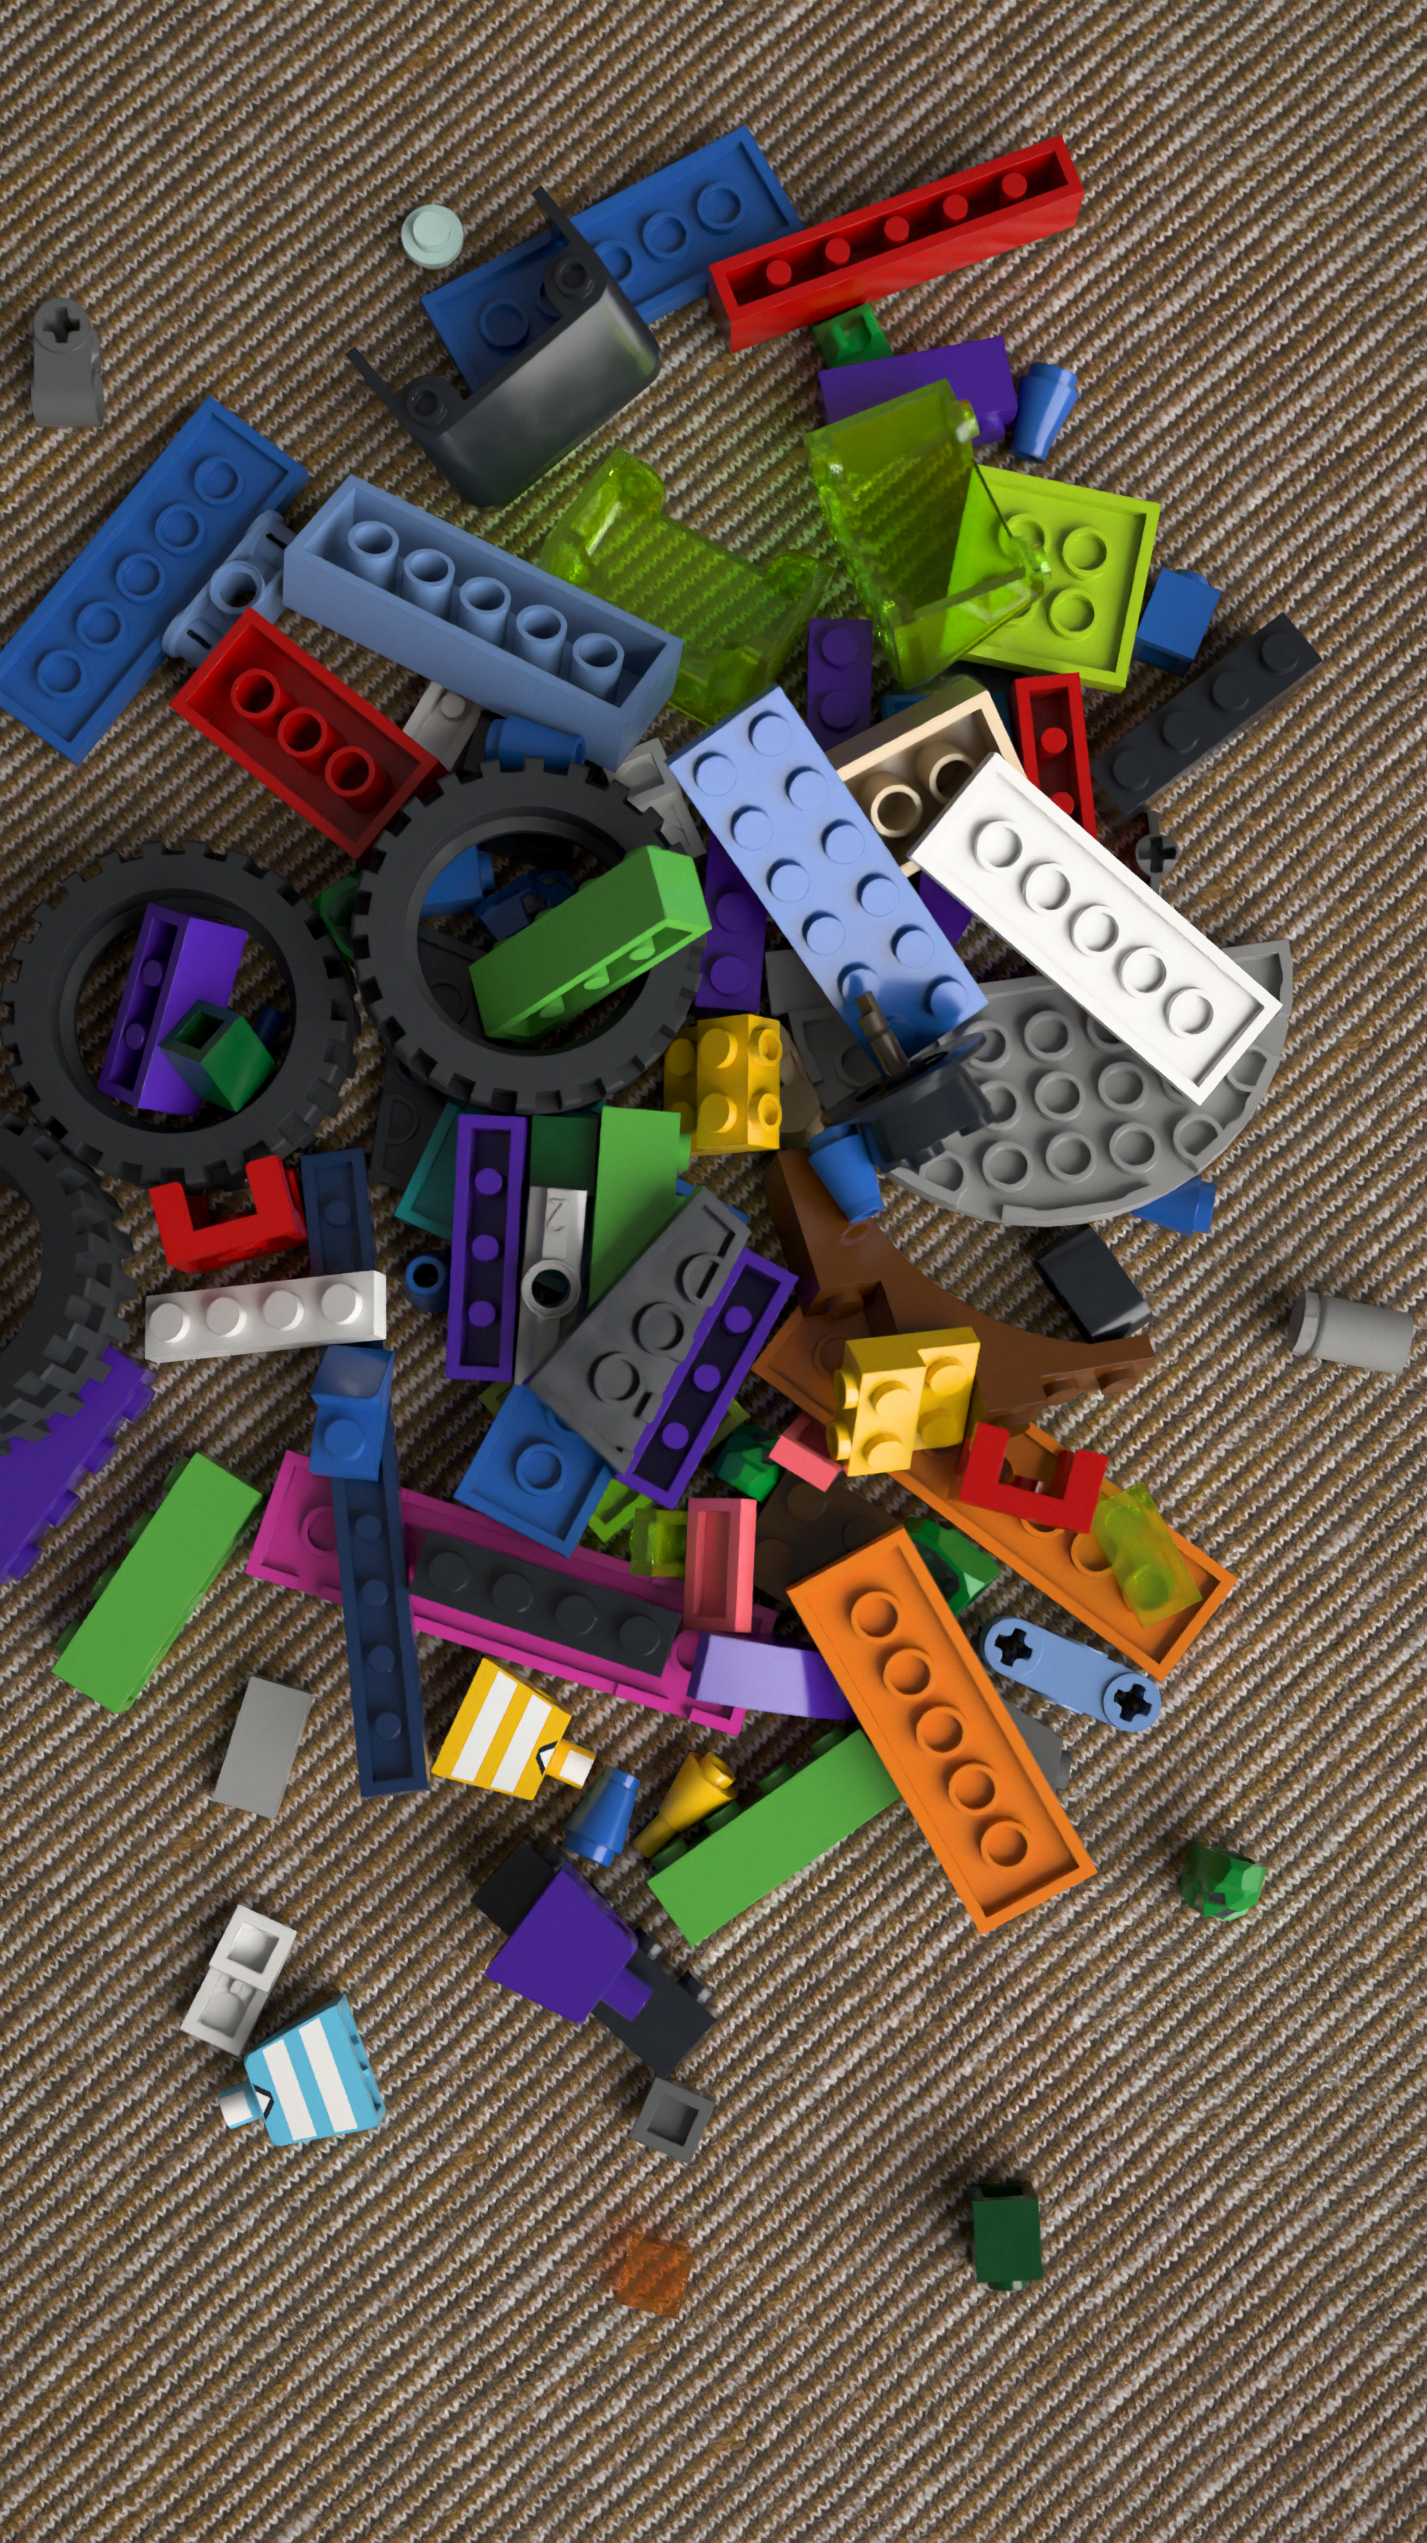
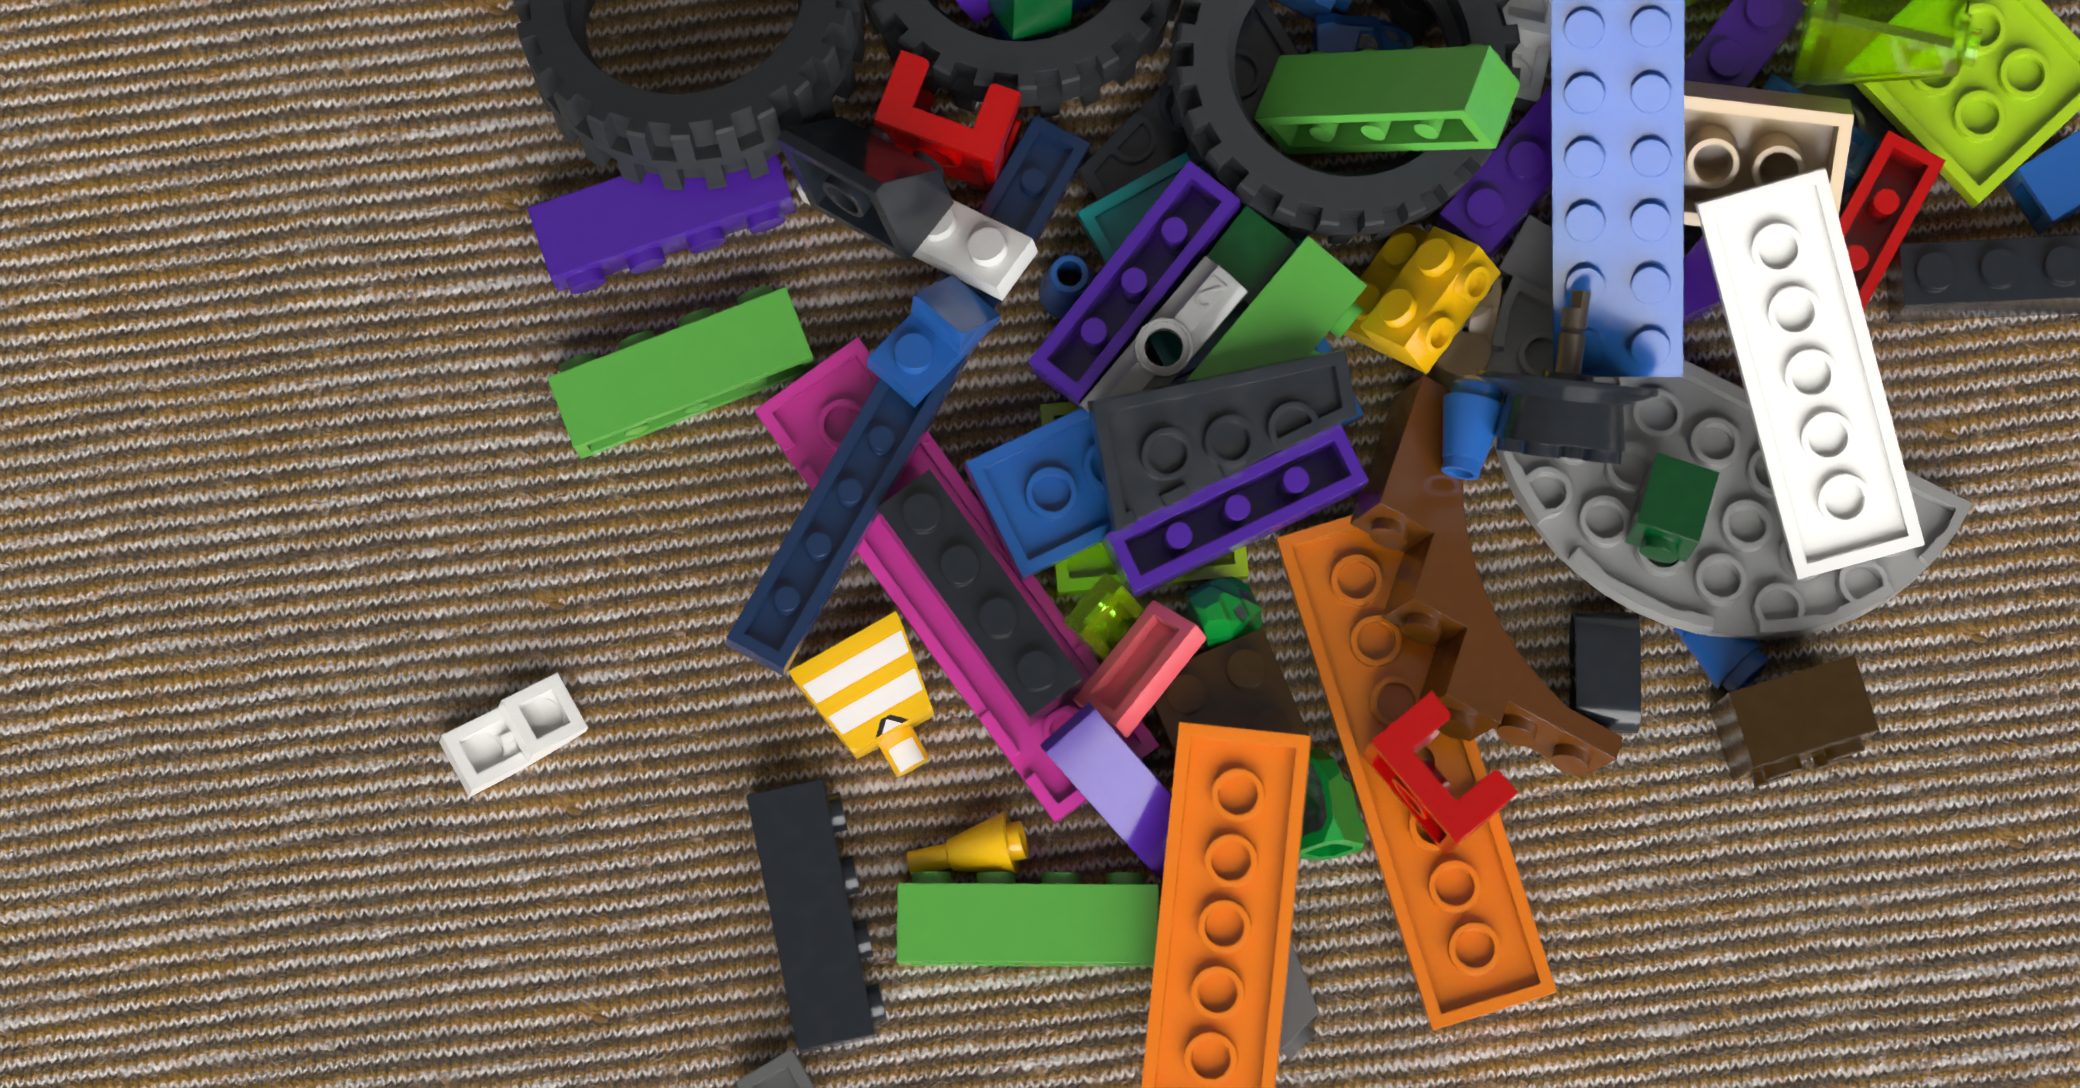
camera: 40 degrees right, 5 degrees down
(201, 1319) = (868, 182): none -> black slope
(263, 1746) = (667, 563): light grey tile -> none
(308, 2080) = (513, 848): medium azure torso -> none
(571, 1953) = (800, 888): dark purple torso -> none
(603, 1817) = (897, 813): blue cone -> none
(806, 1452) = (1280, 634): coral tile -> none
(901, 1398) = (1383, 635): yellow plate -> none
(1058, 1121) = (1671, 509): none -> dark green brick
(1070, 1673) = (1361, 968): medium blue piece -> none
(1143, 1555) = (1490, 910): clear neon green plate -> none
(1153, 854) = (1908, 360): dark grey piece -> none
(1276, 1222) = (1795, 718): none -> dark brown brick
(1350, 1332) = (1794, 859): light grey piece -> none

